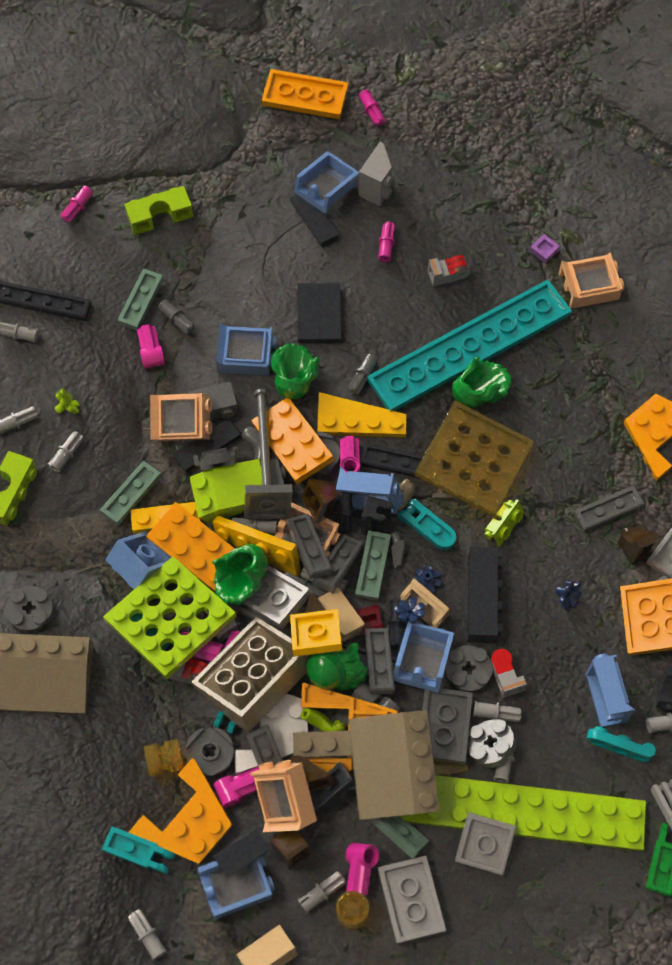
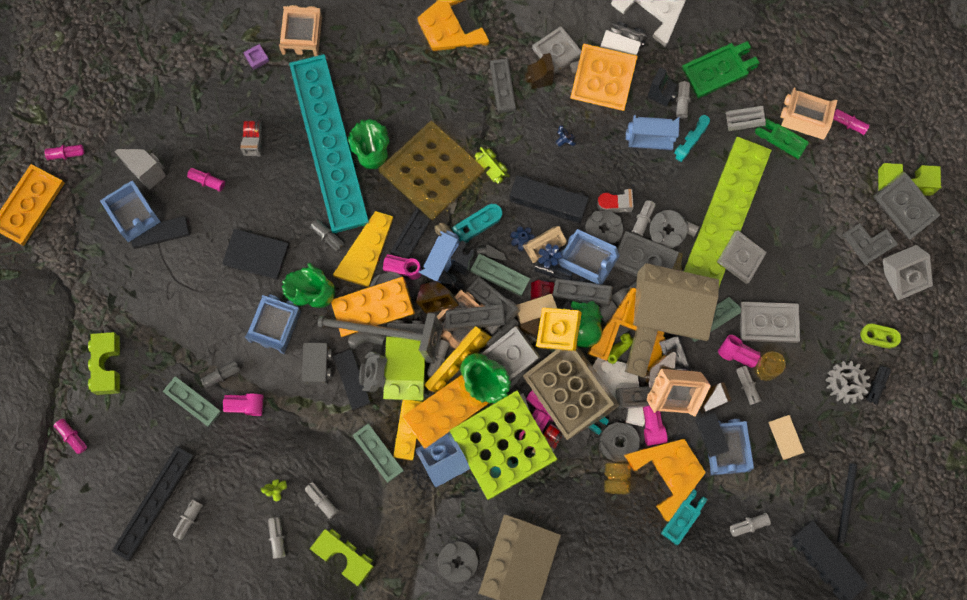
camera: 75 degrees left, 10 degrees up
(180, 417) = (325, 392): light nougat window -> none

